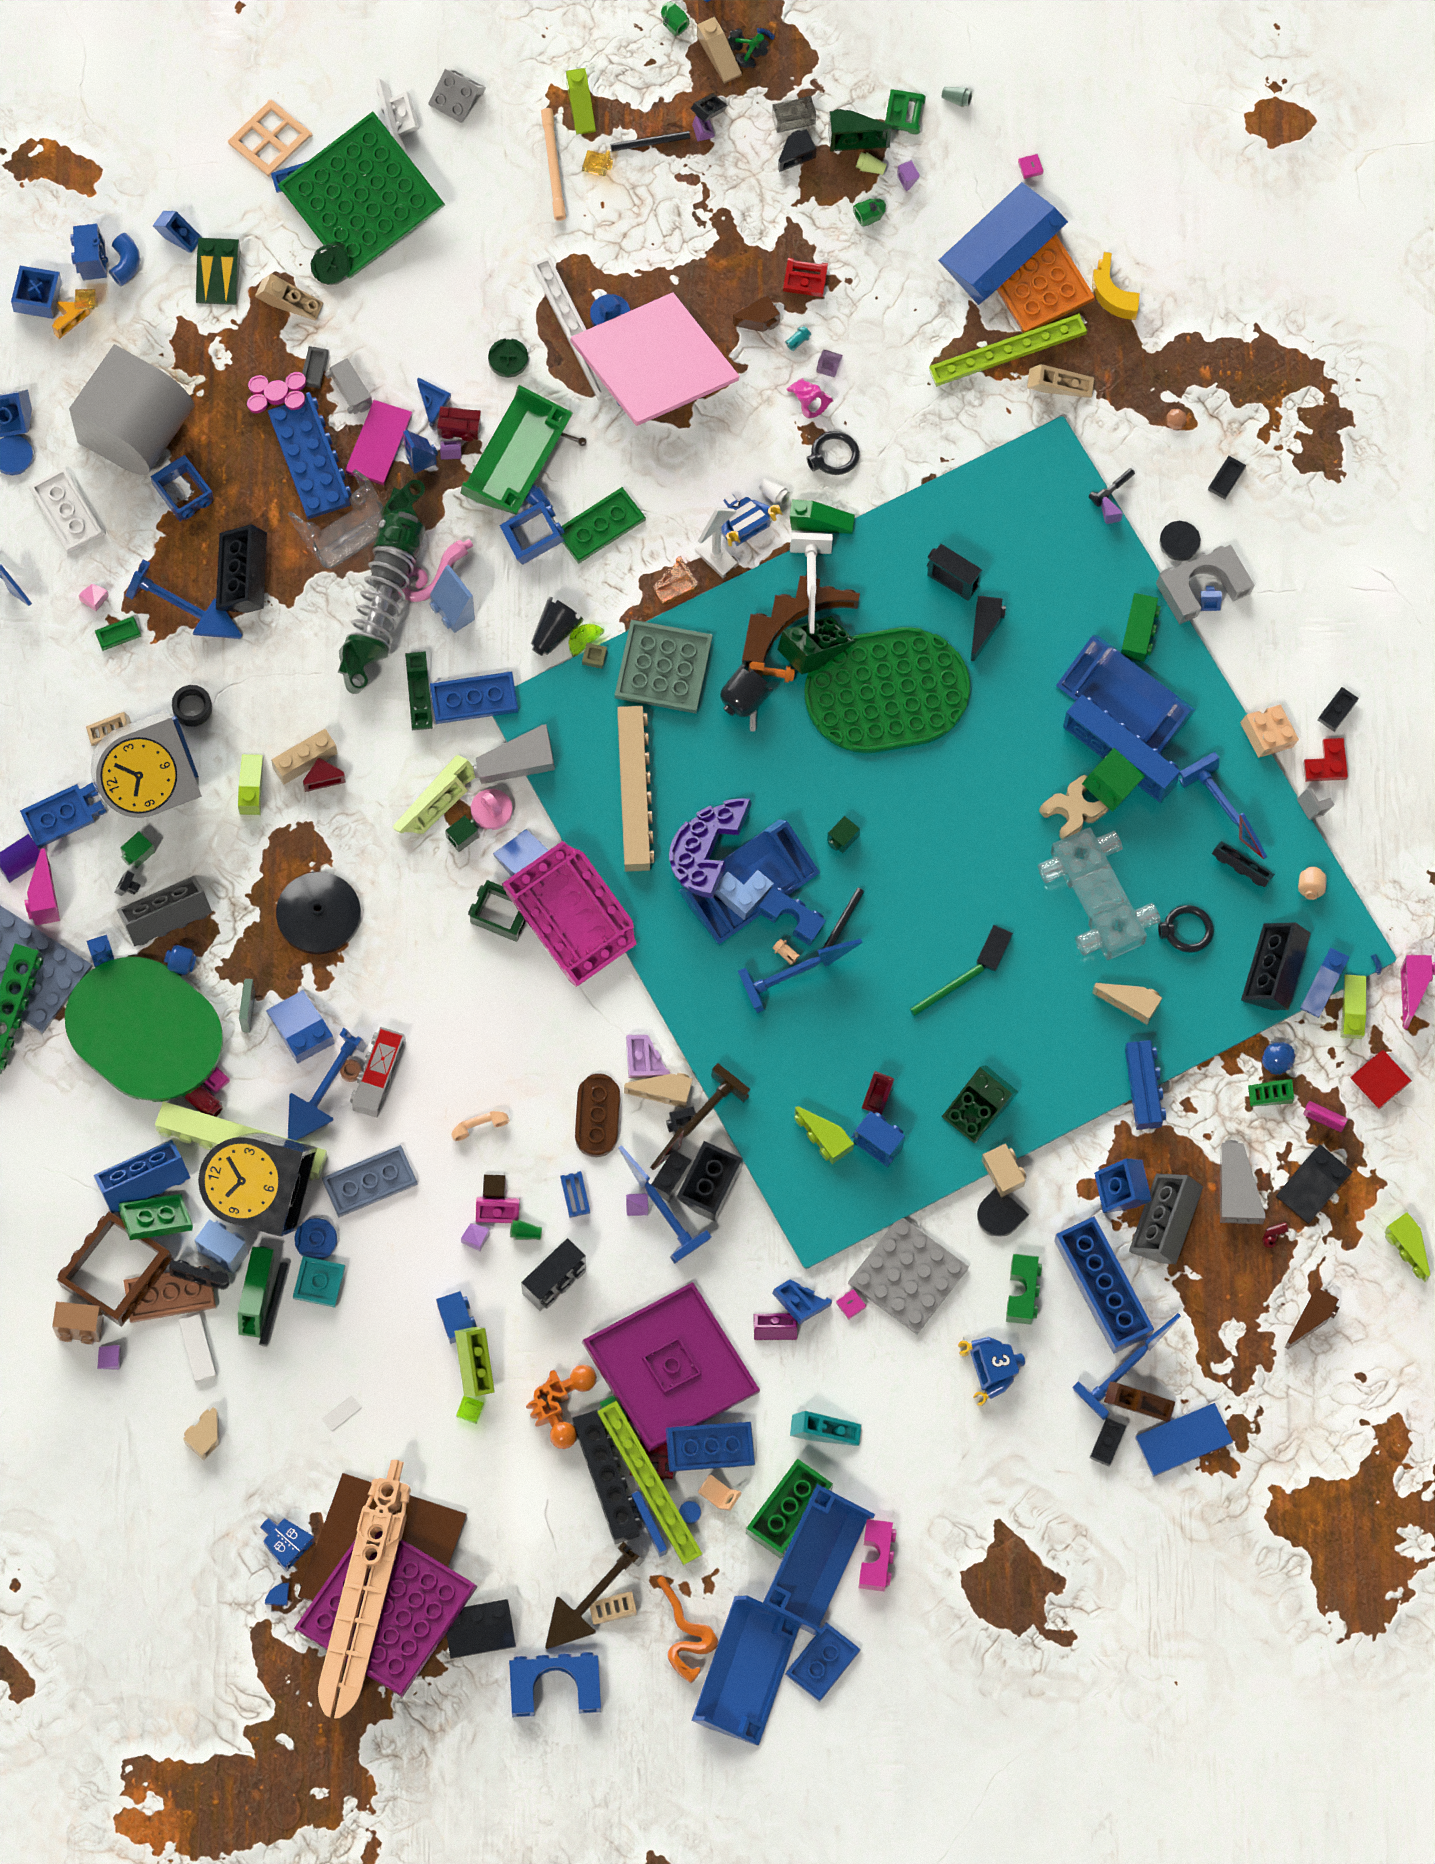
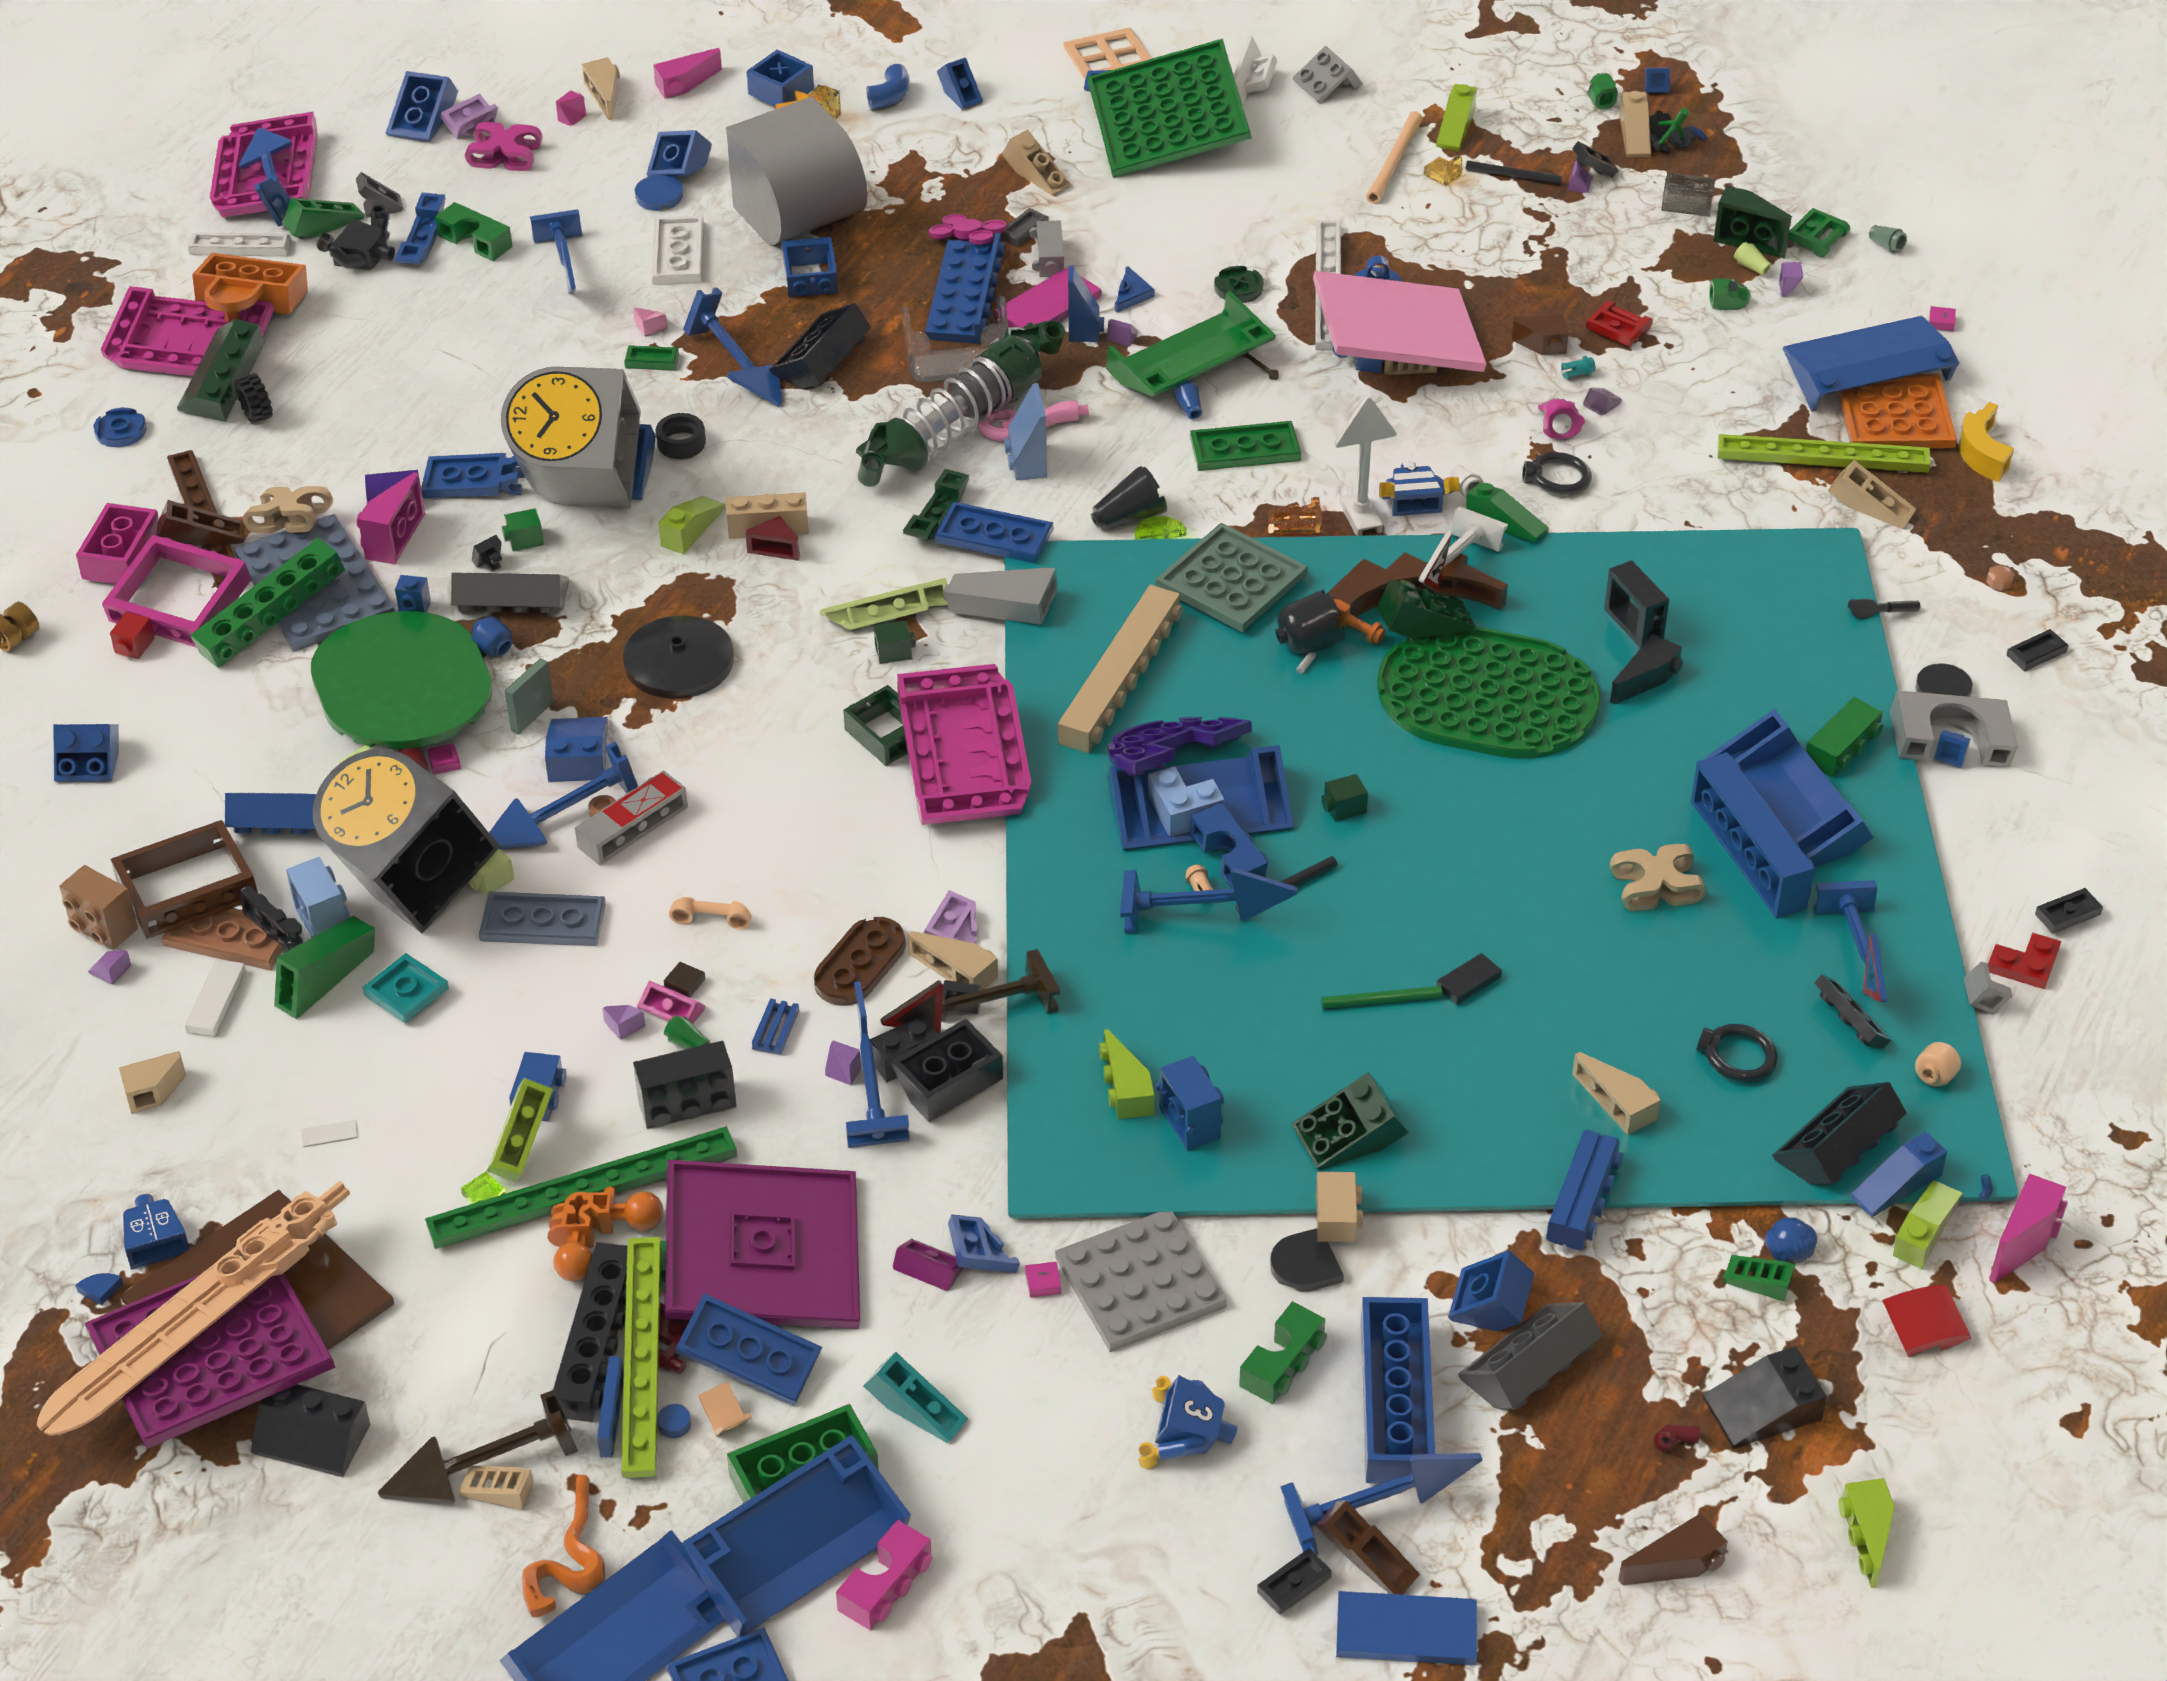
camera: 30 degrees right, 25 degrees down
(89, 252) = (856, 65): blue brick -> none
(155, 1217) = (266, 844): green tile -> none
(217, 271) = (979, 123): dark green slope -> none
(273, 1304) = (337, 991): black bar -> none
(316, 1239) = (438, 947): blue tile -> none
(330, 264) = (1099, 154): dark green tile -> none
(459, 423) = (1146, 312): dark red brick -> none
(491, 809) = (943, 635): bright pink tile -> none
(526, 1672) = (331, 1506): blue arch -> none
(531, 1377) = (542, 1197): none -> green plate
(540, 547) = (1164, 431): blue window -> none
(594, 655) = (1158, 543): olive tile -> none
(797, 150) = (1672, 223): black slope -> none
(878, 1093) = (1227, 1058): dark red slope -> none
(1099, 893) = (1637, 943): clear piece -> none
(1110, 511) = (1868, 623): medium lavender slope -> none
(1113, 779) = (1721, 854): green slope -> none
(1238, 1189) = (1649, 1362): light grey slope -> none
(1269, 731) = (1962, 895): light nougat piece -> none
(1325, 1116) = (1821, 1331): dark pink slope -> none

